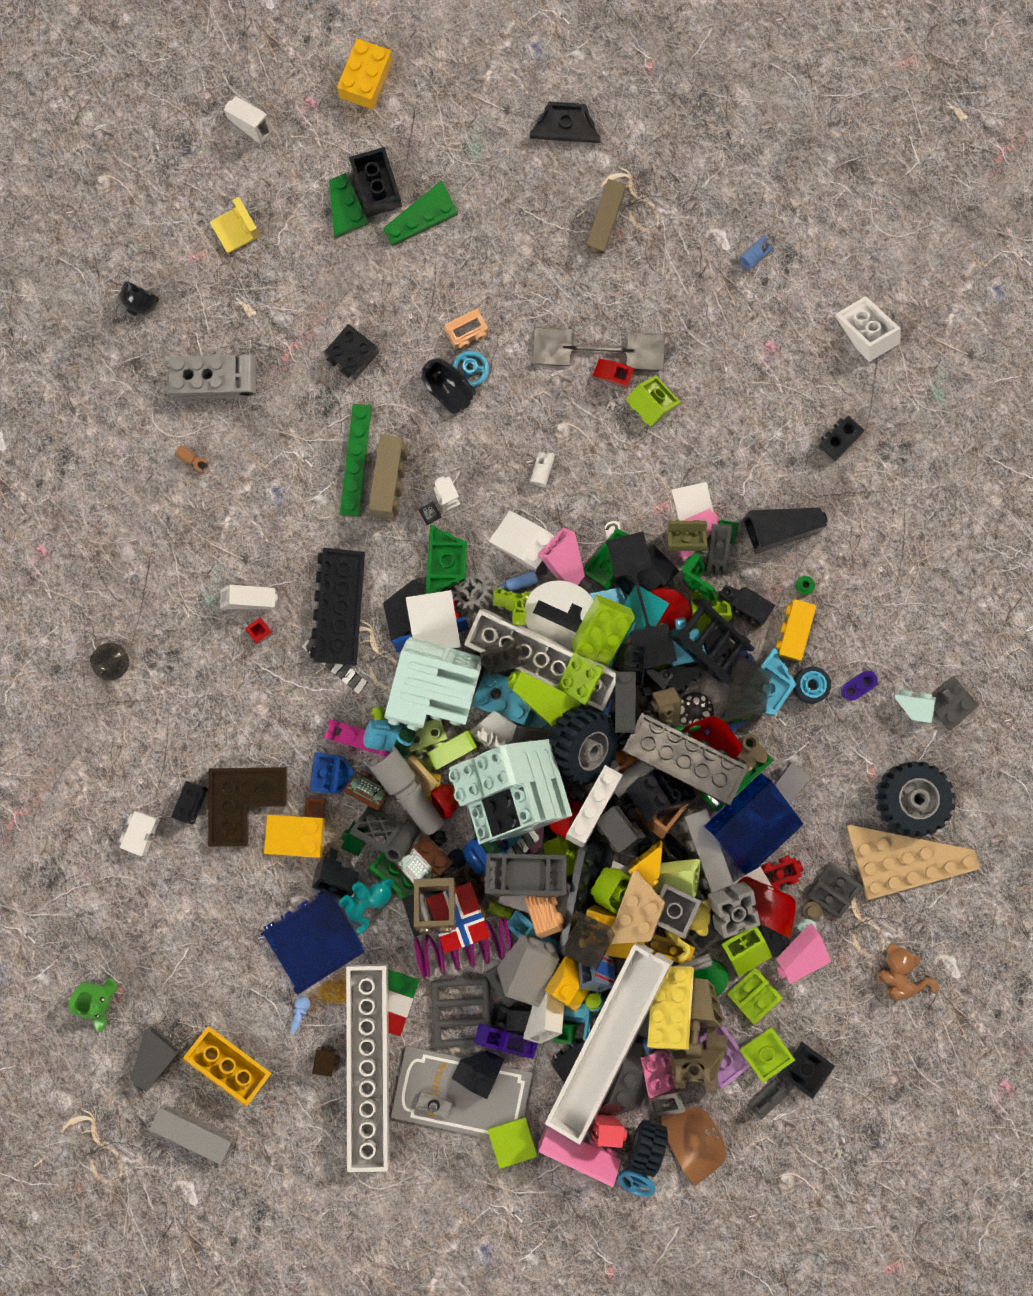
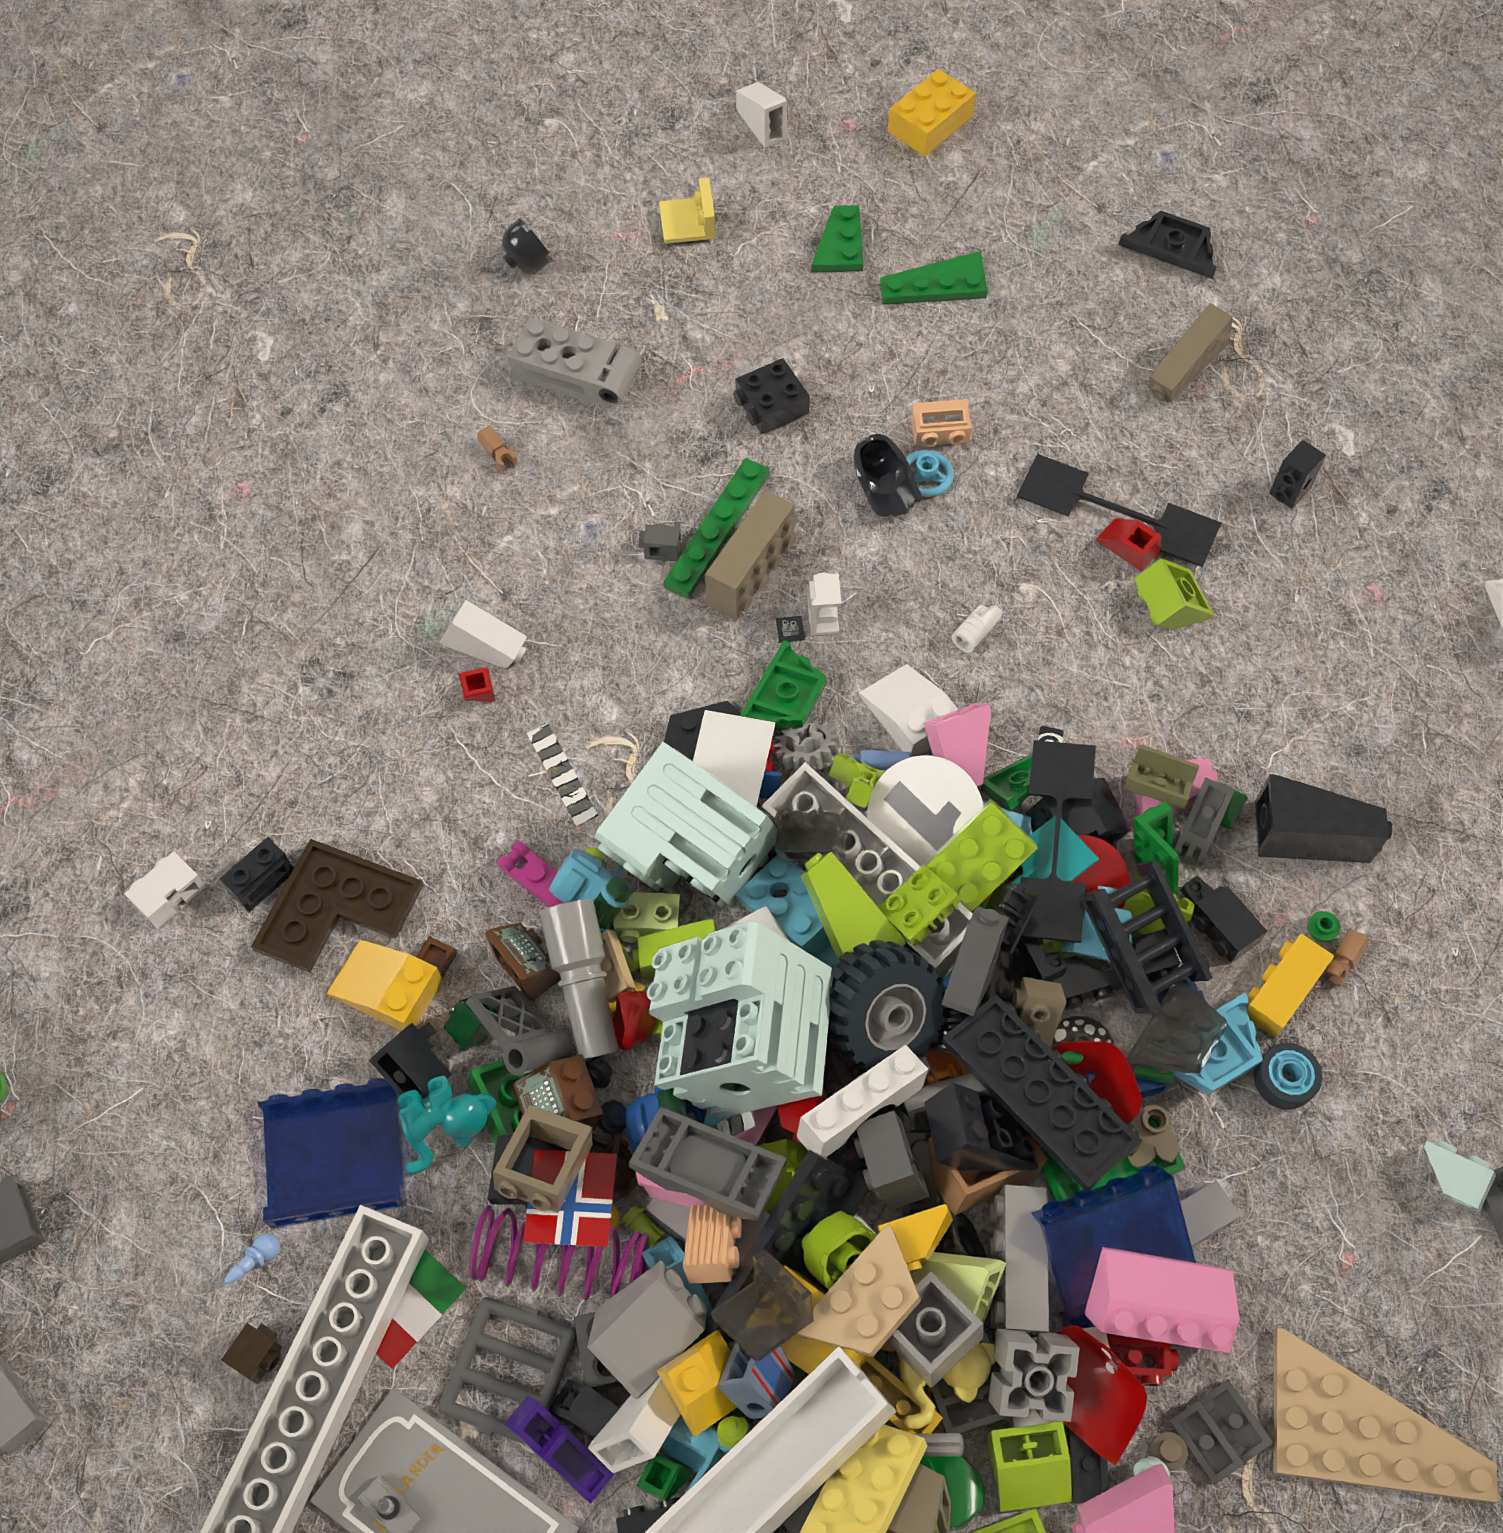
camera: 25 degrees right, 20 degrees down
(109, 661) = (253, 650): clear smoke dish -> none
(227, 1066) = (98, 1292): yellow brick -> none
(326, 486) = (661, 541): none -> dark grey brick
(330, 773) = (476, 912): blue slope -> none
(338, 606) = (602, 697): black bracket -> none
(338, 986) = (308, 1239): clear yellow brick -> none
(375, 182) = (893, 222): black brick -> none
(478, 1072) = (490, 1484): black slope -> none
(691, 500) = (1186, 742): white sticker -> none
(701, 285) = (1297, 474): none -> black brick
(755, 253) = (1388, 469): medium blue hinge -> none
(786, 841) = (1164, 1300): none -> bright pink slope
(823, 599) = (1347, 956): none -> medium nougat bar
(844, 440) = (1449, 745): black brick -> none
(858, 686) = (1365, 1109): dark purple plate -> none
(931, 804) = (1413, 1327): black wheel -> none

